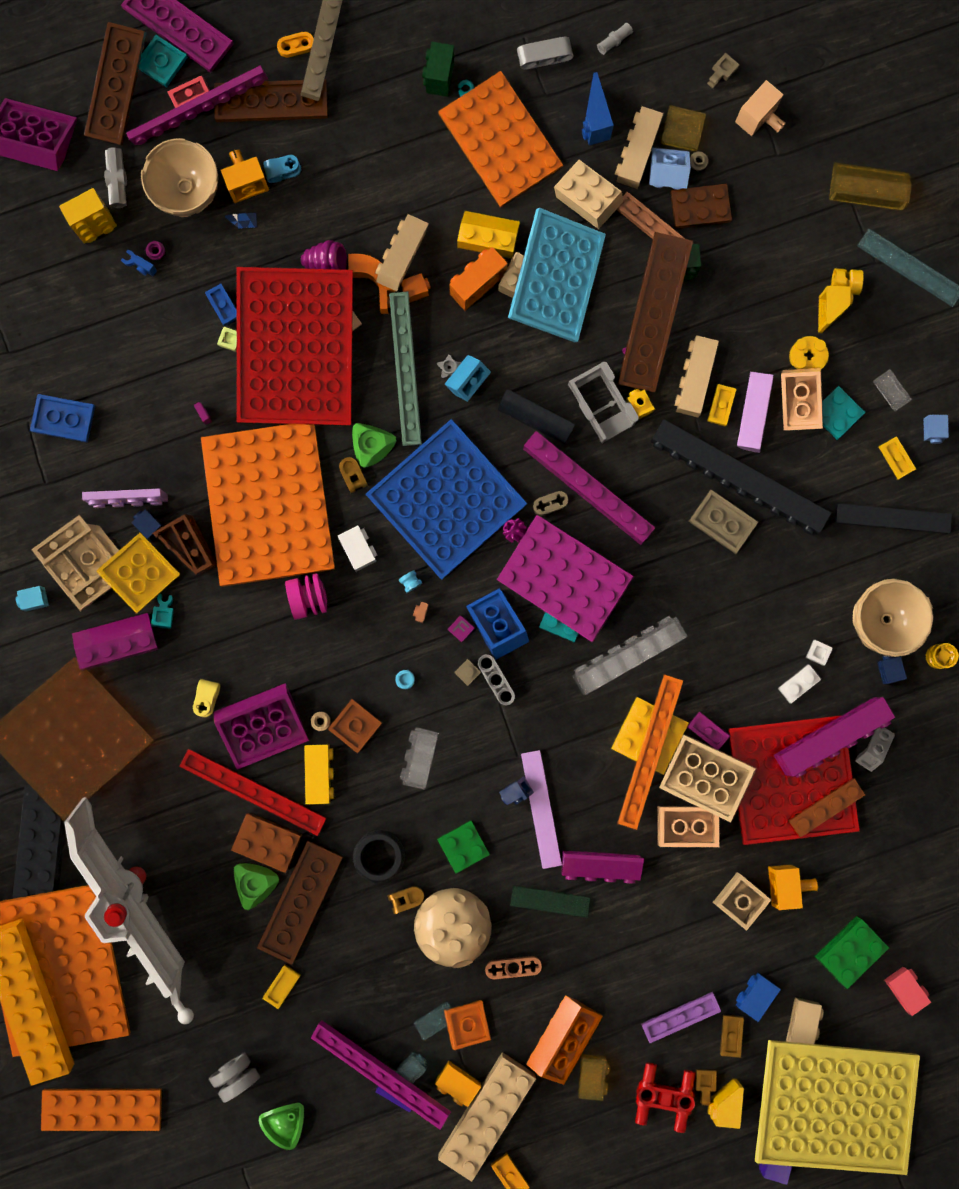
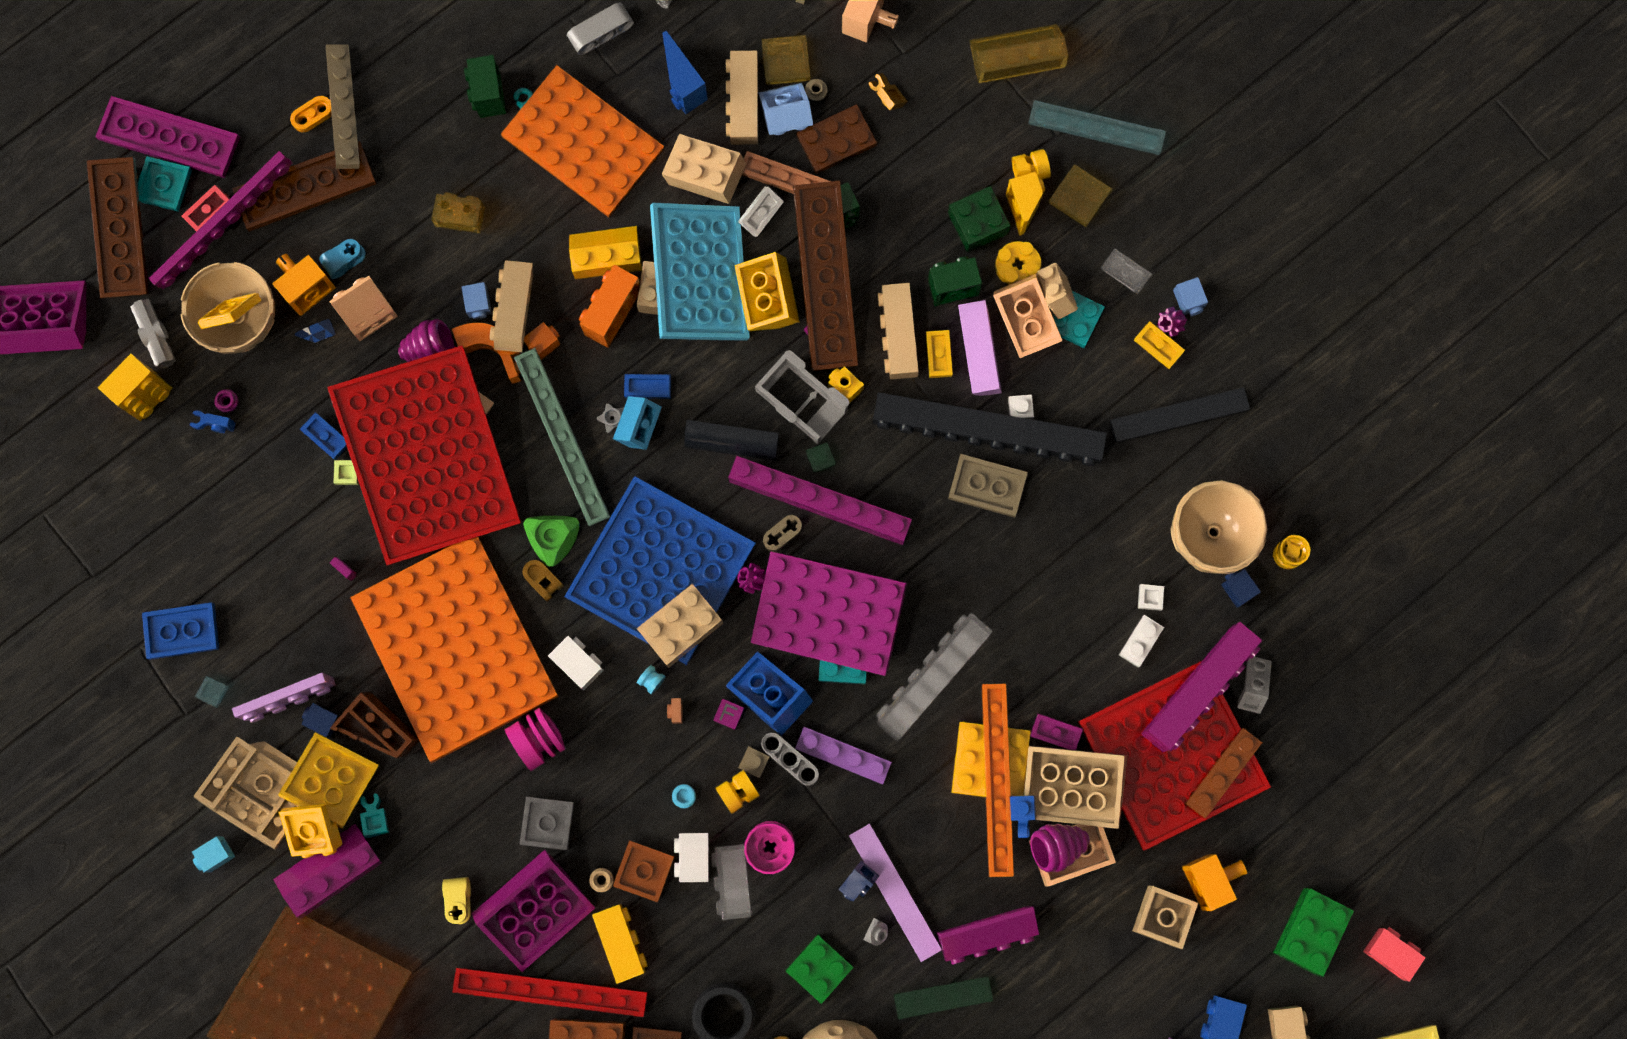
camera: 15 degrees left, 5 degrees down
(71, 473) = (211, 691): none -> clear light blue tile
(111, 606) = (310, 830): none -> yellow plate
(180, 180) = (229, 310): none -> yellow plate
(285, 213) = (363, 307): none -> light nougat slope
(293, 663) = (546, 823): none -> flat silver plate
(375, 238) = (477, 301): none -> medium blue brick
(384, 163) = (458, 212): none -> clear yellow brick
(396, 728) = (692, 857): none -> white brick
(440, 693) = (729, 795): none -> yellow wheel
(447, 548) = (680, 625): none -> tan brick
(451, 751) = (767, 861): none -> dark pink wheel
(485, 351) = (647, 386): none -> blue tile
(516, 834) = (876, 933): none -> light grey plate
(538, 691) = (843, 755): none -> medium lavender plate
(600, 454) = (820, 457): none -> clear green plate
(604, 310) = (767, 292): none -> yellow slope
(621, 243) = (760, 211): none -> white plate
(662, 783) = (1022, 810): none -> blue plate
(679, 819) = (1058, 846): none -> magenta piece
(754, 351) = (954, 281): none -> dark green brick
(755, 184) = (889, 94): none -> pearl gold plate
(771, 468) = (1021, 406): none -> white plate
(791, 309) = (978, 219): none -> dark green brick
(832, 387) = (1057, 290): none -> tan brick
(877, 317) = (1080, 195): none -> clear yellow plate
(914, 442) = (1172, 321): none -> magenta gear

